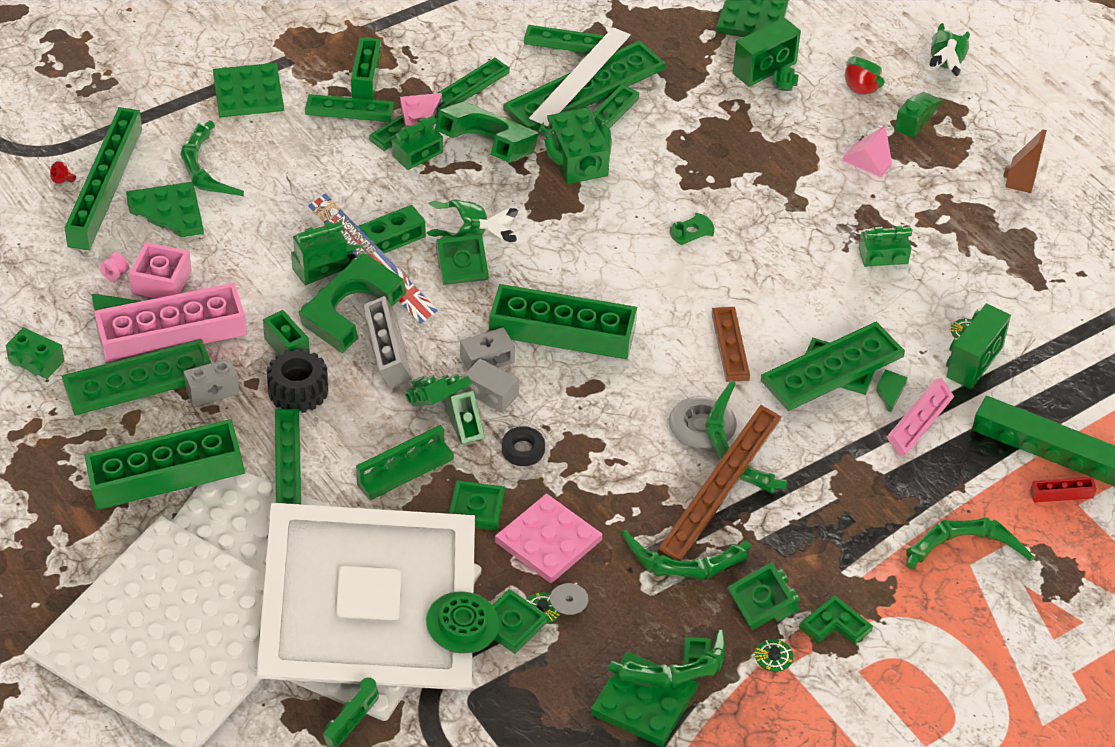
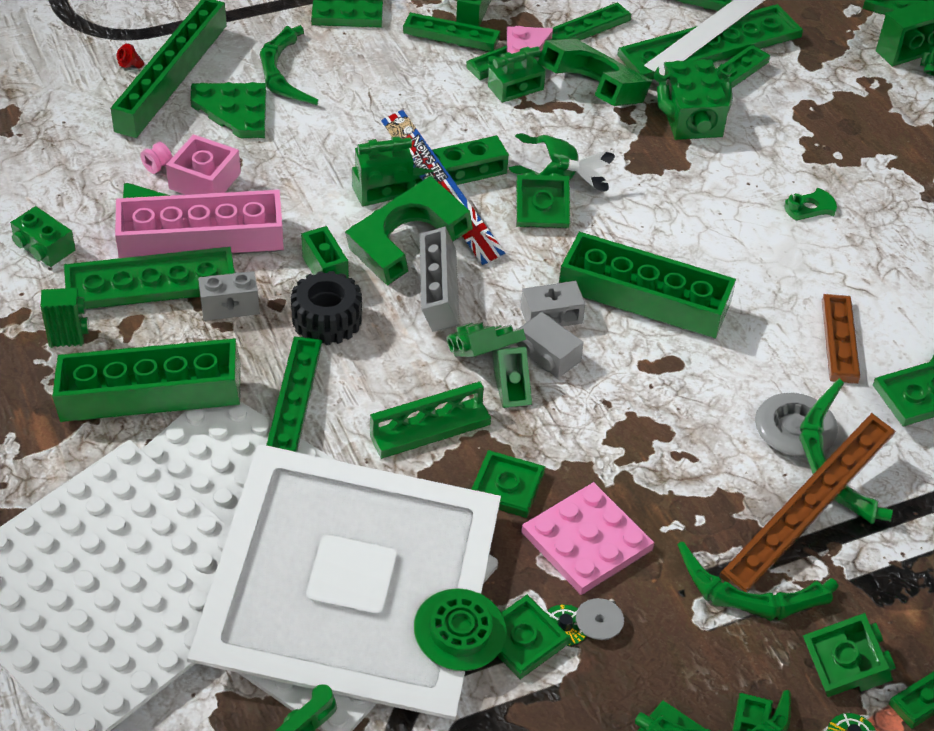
camera: 10 degrees right, 0 degrees up
(77, 421) = (63, 317): none -> green brick
(523, 458) = (572, 435): black tyre -> none

